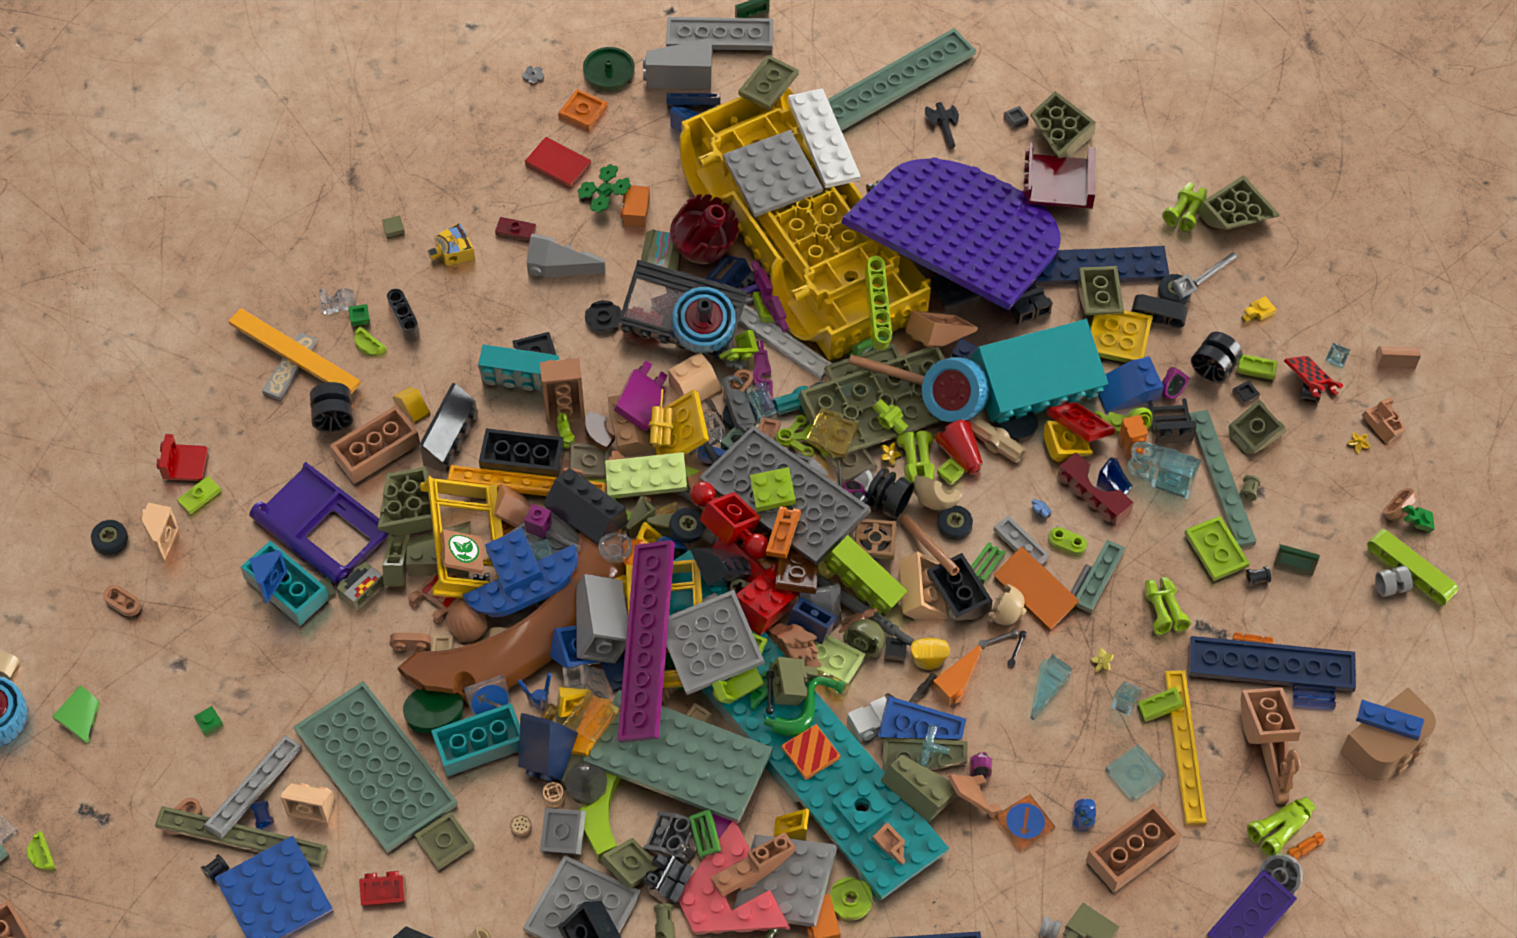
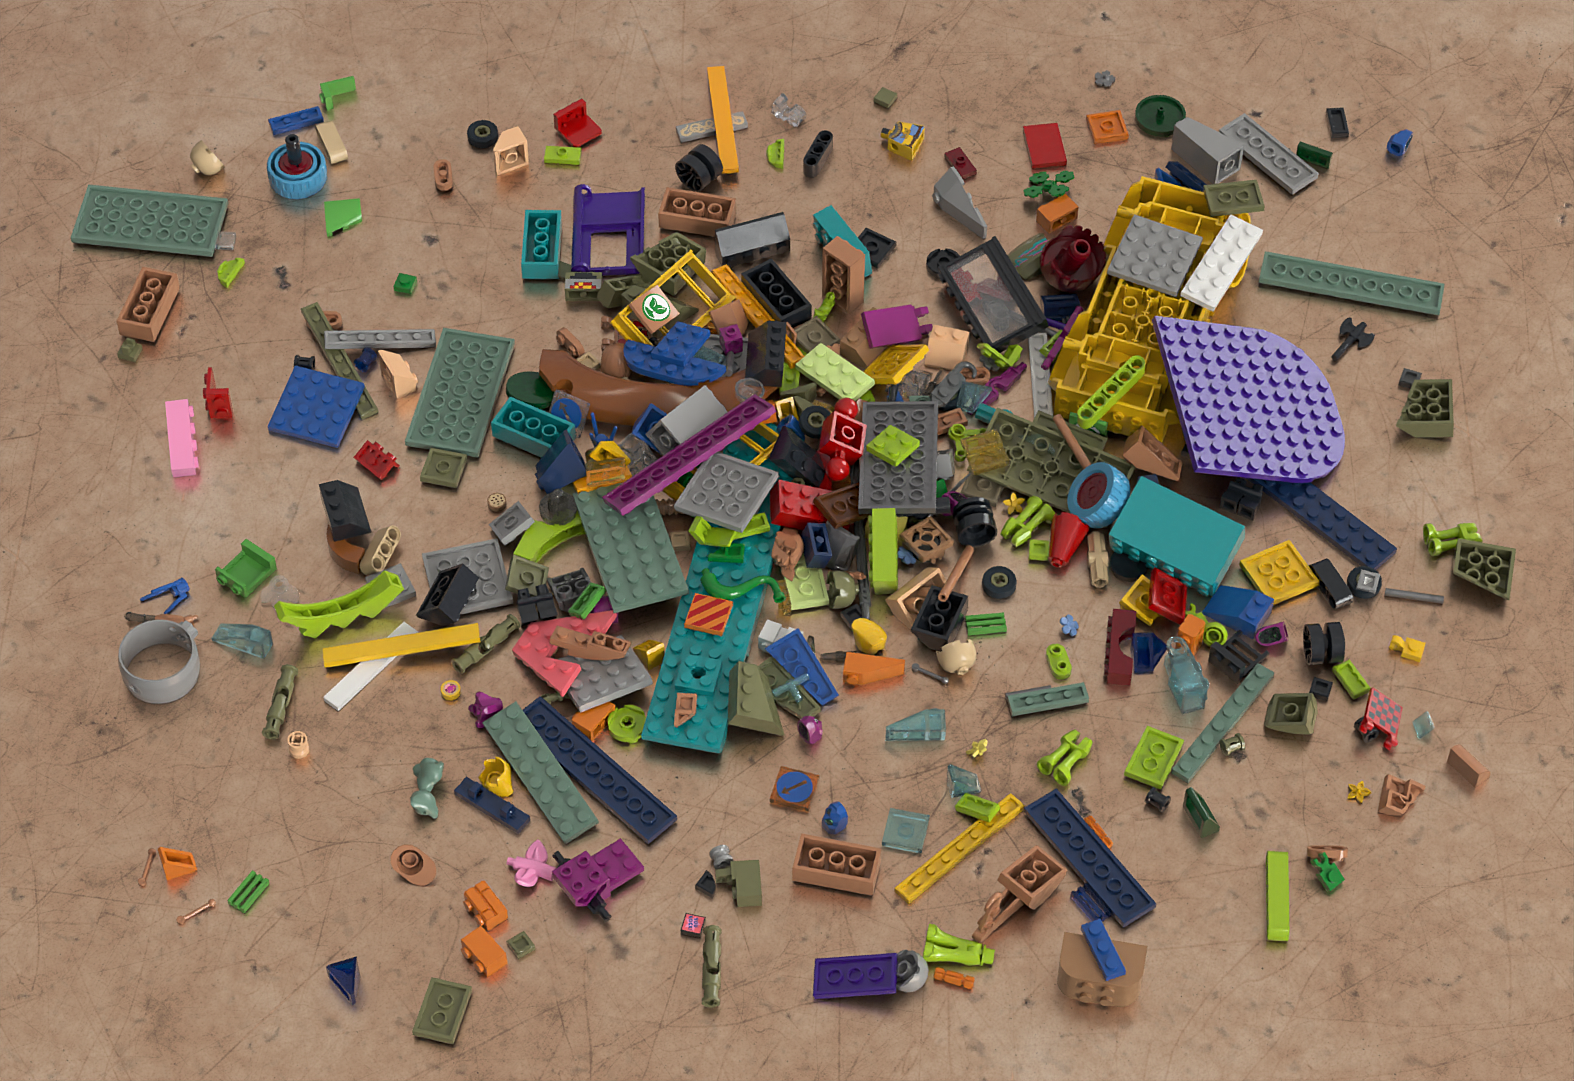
camera: 50 degrees right, 5 degrees down
(269, 572) = (527, 222): blue slope -> none
(359, 315) = (792, 131): green plate -> none
(412, 404) = (754, 208): yellow slope -> none
(554, 800) = (533, 500): light nougat wheel -> none
(597, 431) = (844, 323): tile -> none
(661, 425) = (881, 351): yellow piece -> none
(703, 320) = (990, 310): dark azure wheel -> none
(770, 675) = (717, 568): black hinge -> none
(783, 532) = (861, 472): orange plate -> none
(790, 680) = (749, 560): olive hinge -> none
(890, 416) = (1038, 476): lime axle -> none
(933, 496) = (1001, 548): tan cylinder -> none
(969, 789) = (778, 734): nougat flag -> none
(1011, 662) = (918, 695): black hinge -> none
(1017, 537) = (1025, 633): light grey plate -> none
(1041, 590) = (994, 666): orange tile -> none
(1060, 180) = (1376, 441): panel -> none
(1100, 290) = (1300, 531): olive slope -> none
(1393, 581) = (1249, 890): light grey wheel -> none

